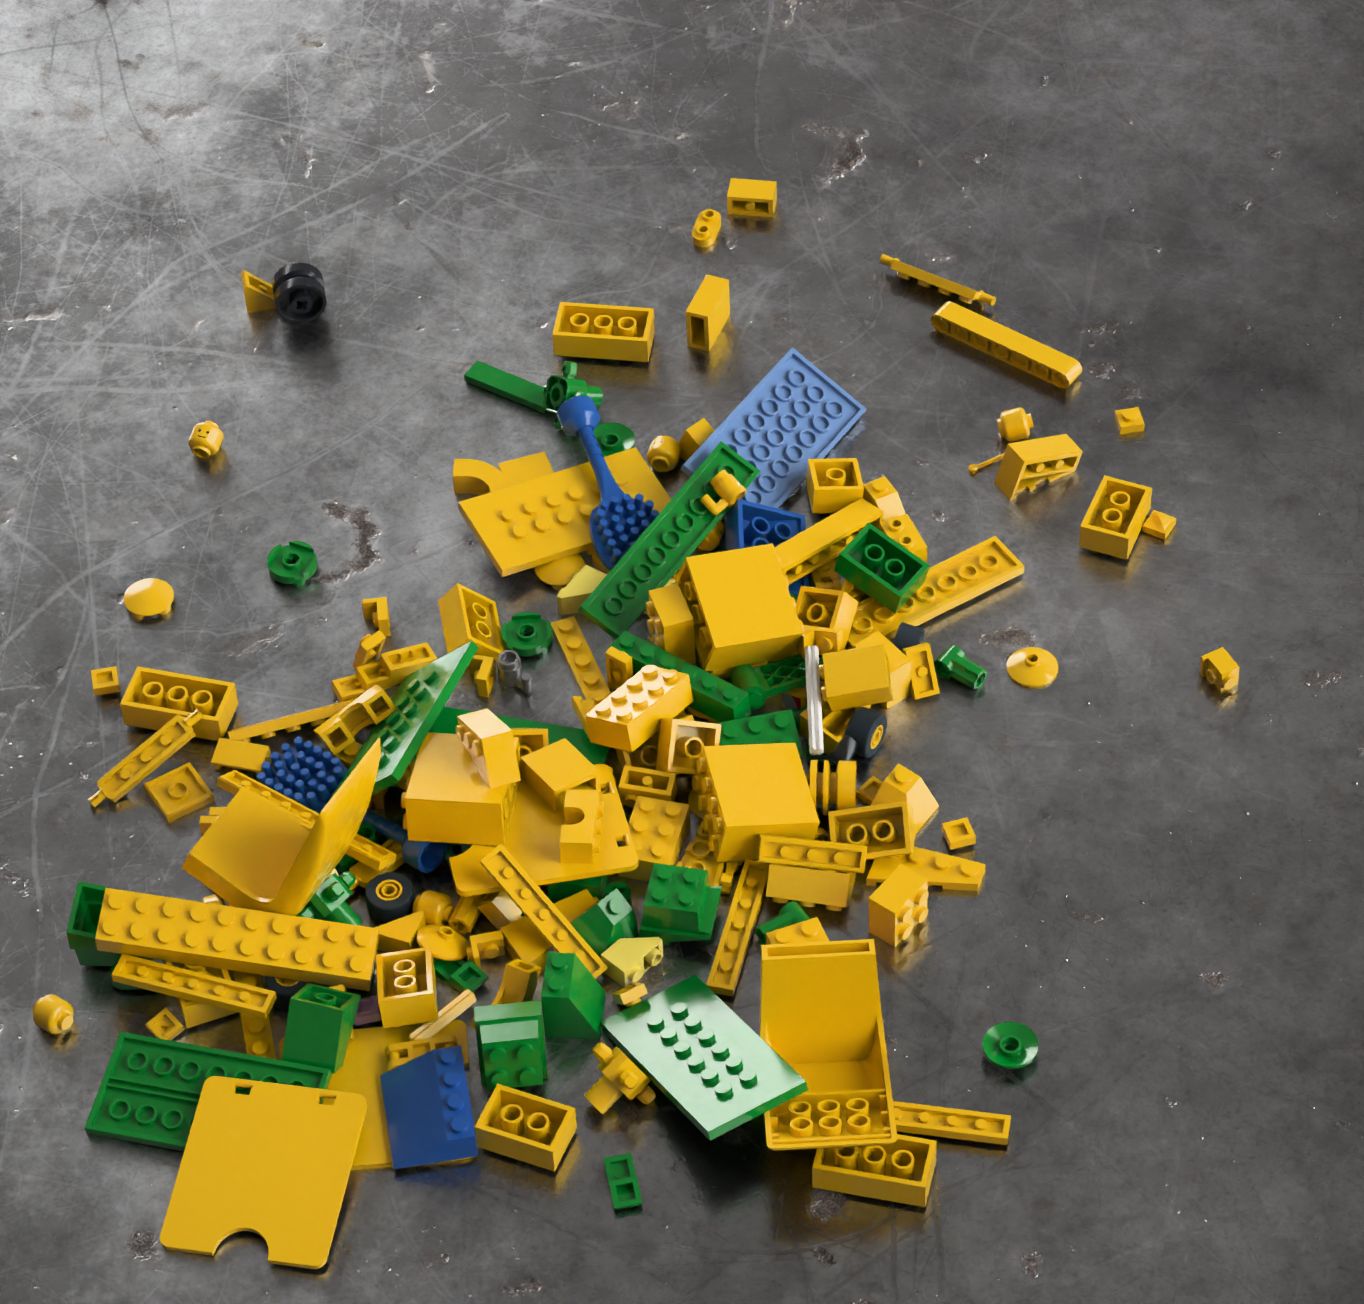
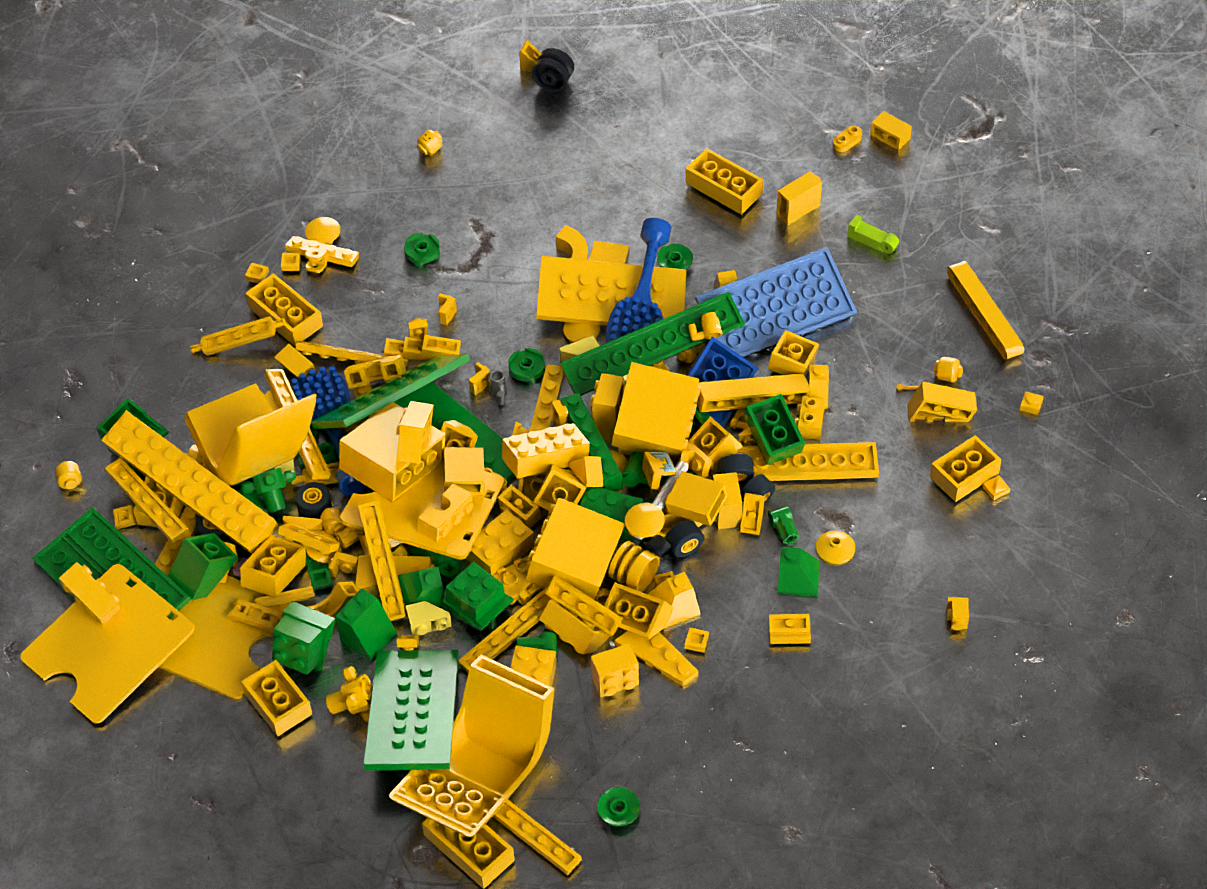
camera: 30 degrees right, 5 degrees up
(138, 648) = (290, 262): none -> yellow plate
(168, 623) = (320, 253): none -> yellow plate
(179, 792) = (246, 367): yellow tile -> none
(208, 1122) = (90, 593): none -> yellow wedge
(429, 935) = (308, 538): none -> yellow plate
(429, 1109) = (231, 654): blue slope -> none
(468, 618) = (496, 342): yellow slope -> none
(506, 385) = (642, 192): green tile -> none
(566, 387) = (669, 211): green piece -> none
(622, 1181) = (312, 766): green slope -> none
(664, 453) = (701, 282): yellow head -> none
(706, 705) = (588, 470): none -> yellow slope
(782, 668) = (657, 465): none -> yellow panel
(816, 728) = (644, 520): none -> yellow dish
(820, 321) = (872, 236): none -> lime leg
(867, 623) = (738, 463): none -> black wheel
(945, 286) = (967, 240): yellow plate -> none
(1013, 711) = (798, 572): none -> green slope
(1051, 772) = (789, 628): none -> yellow plate

